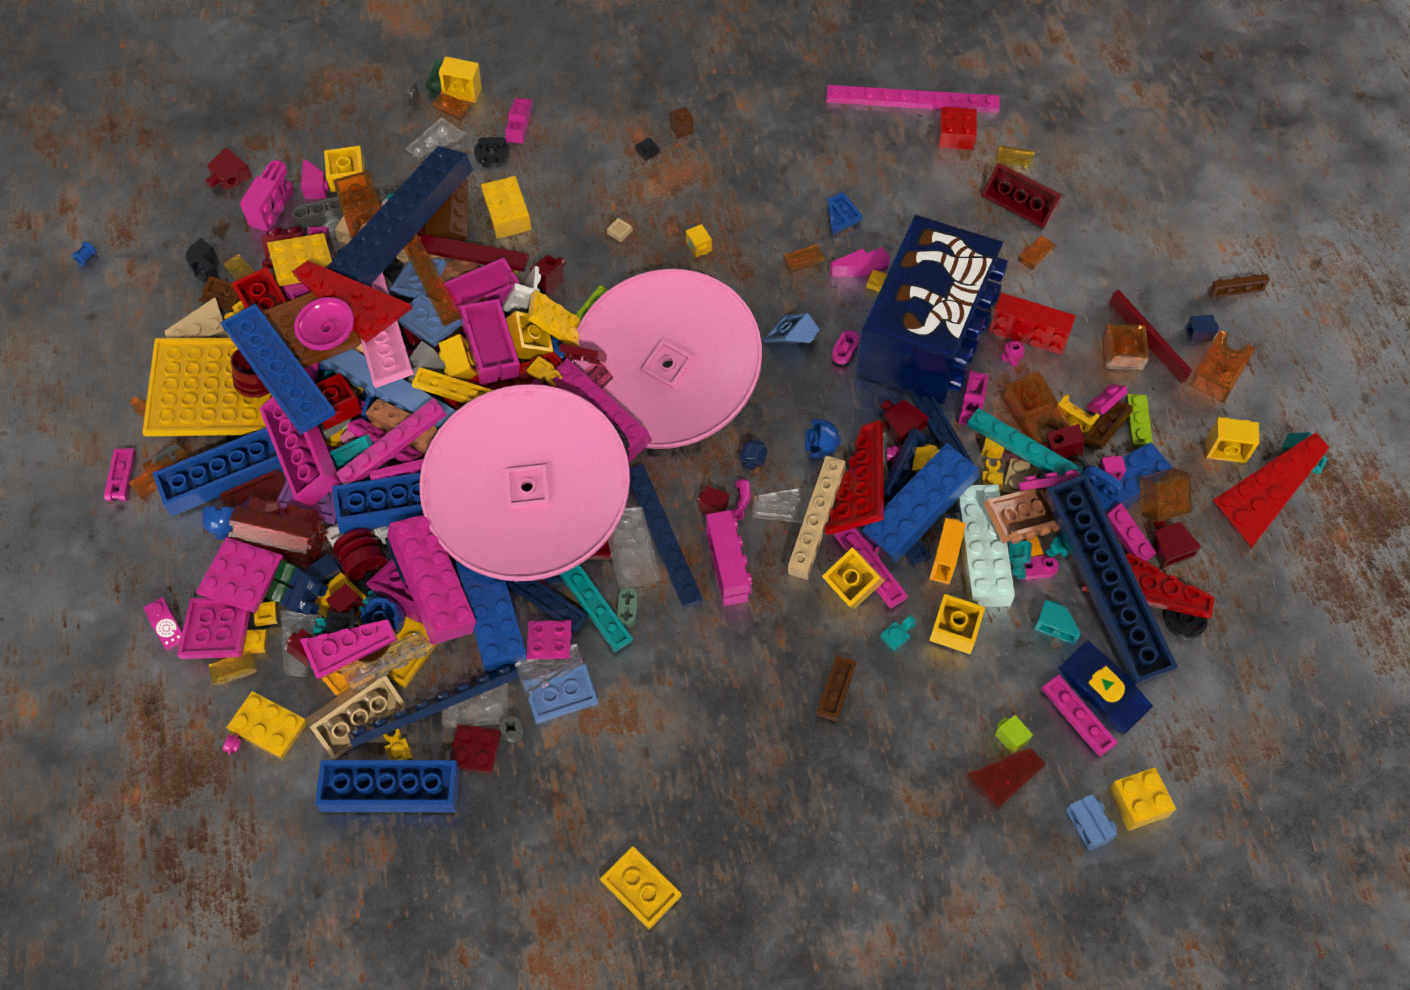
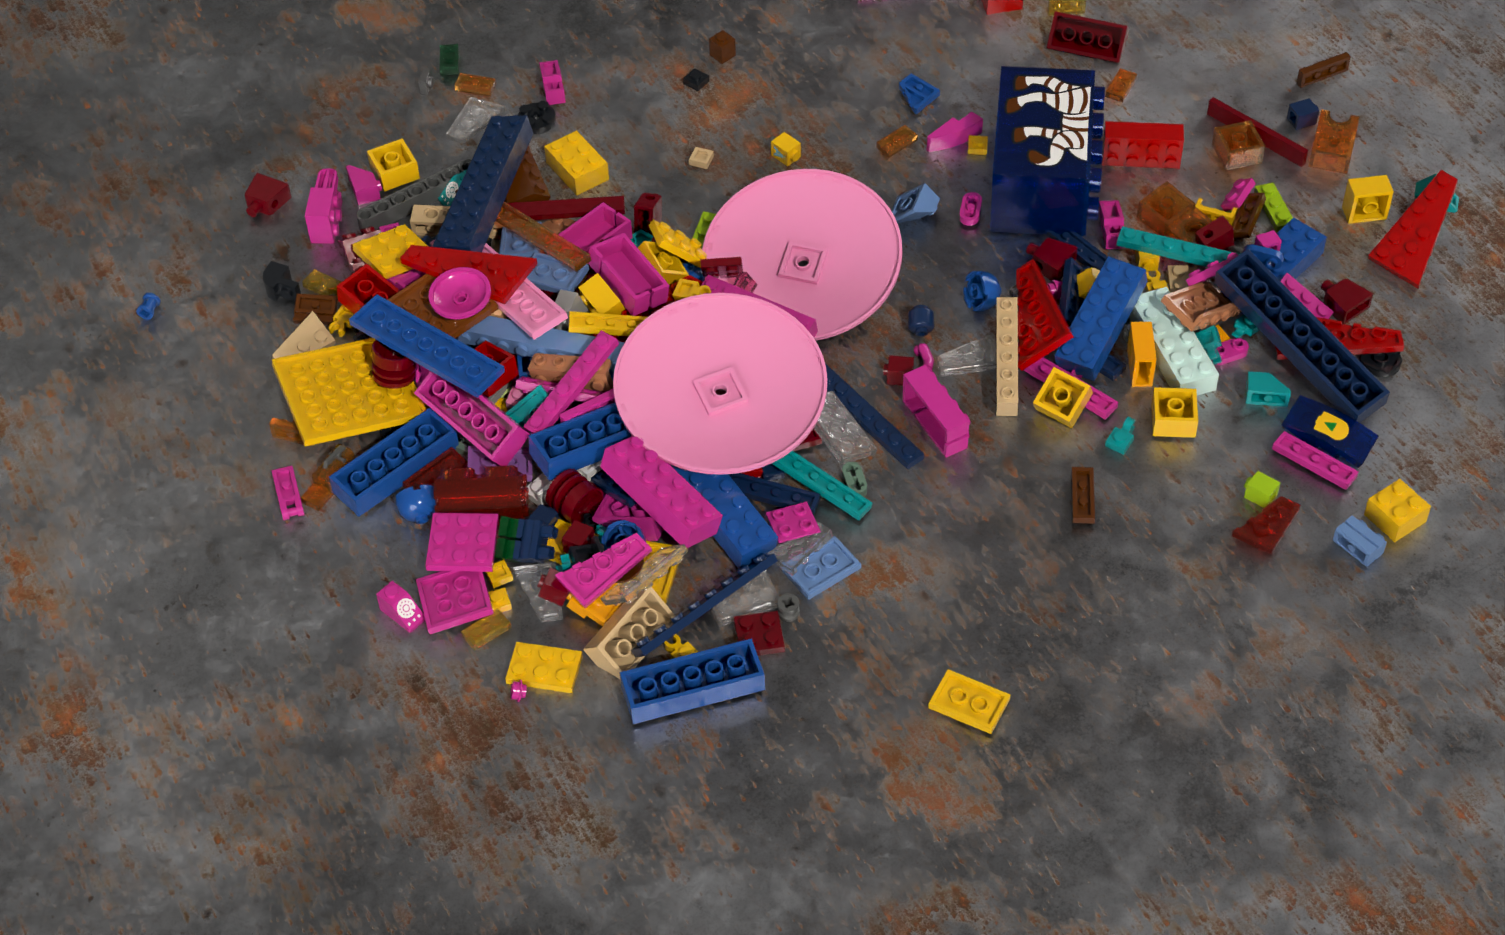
camera: 15 degrees left, 10 degrees down
(357, 199) = (427, 187): clear orange brick -> none
(460, 79) = (477, 55): yellow brick -> none
(519, 296) = (638, 226): white bracket -> none
(1013, 353) = (1134, 176): dark pink brick -> none
(1165, 494) = (1324, 257): clear orange brick -> none

